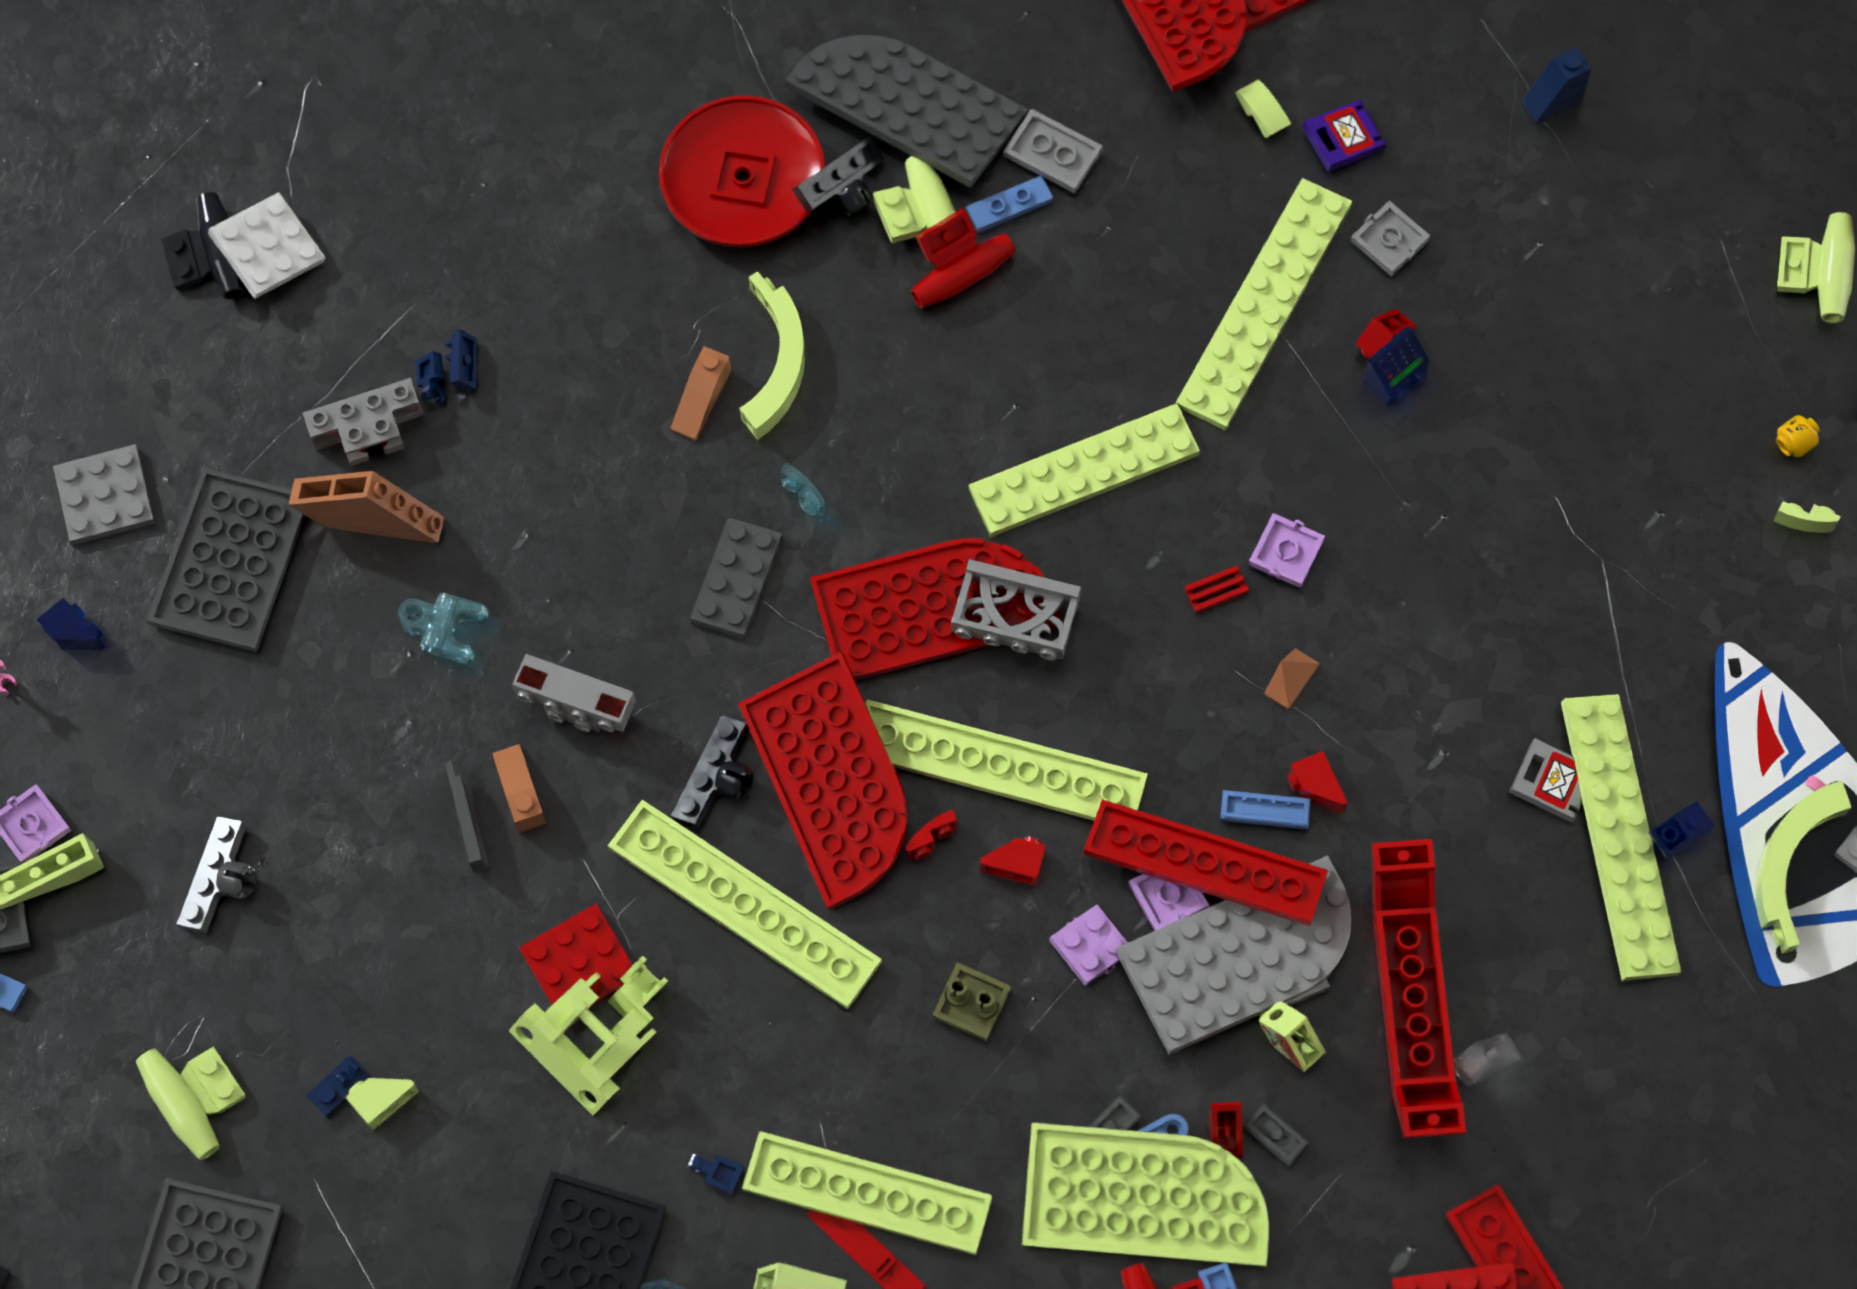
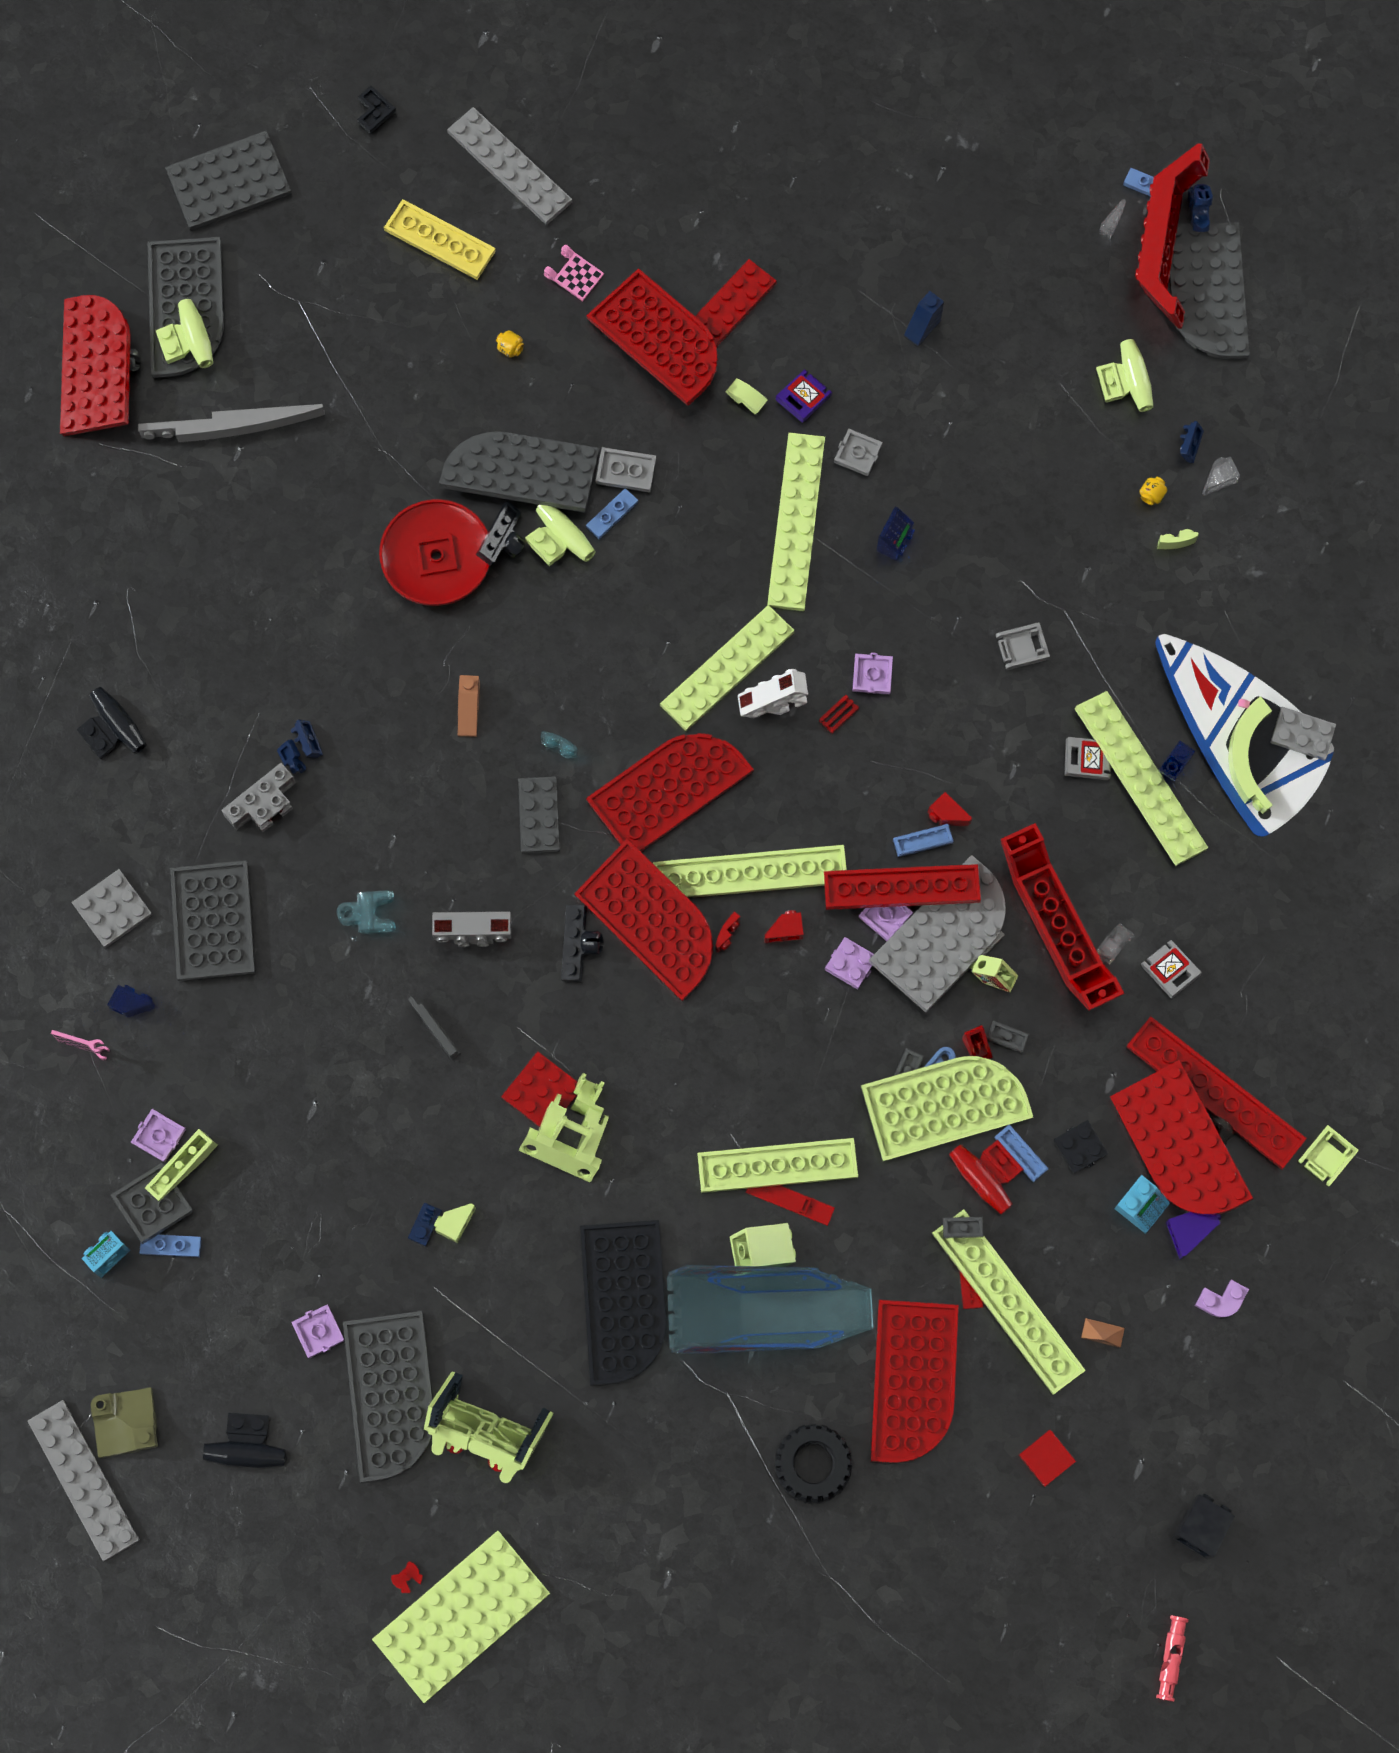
camera: 25 degrees left, 5 degrees up
(127, 1178) = (318, 1331): none -> lavender plate
(189, 1097) = (335, 1267): yellowish green plate -> none
(217, 876) = (292, 1123): plate -> none
(266, 245) = (149, 709): white plate -> none
(365, 505) = (287, 855): nougat slope -> none
(519, 788) = (459, 997): nougat slope -> none
(721, 1173) = (684, 1187): dark blue plate -> none
(745, 904) = (629, 1017): yellowish green plate -> none
(781, 389) = (518, 683): yellowish green arch -> none
(957, 258) = (595, 561): red plate -> none
(971, 1001) = (793, 1025): olive plate -> none
(1015, 582) = (715, 755): light grey fence -> none
(1131, 528) = (774, 695): none -> white piece
(1290, 678) = (906, 753): nougat slope -> none
(1382, 330) = (878, 515): red slope -> none
(1514, 585) = (1019, 648): none -> light grey container
(1553, 1121) = (1168, 966): none -> container

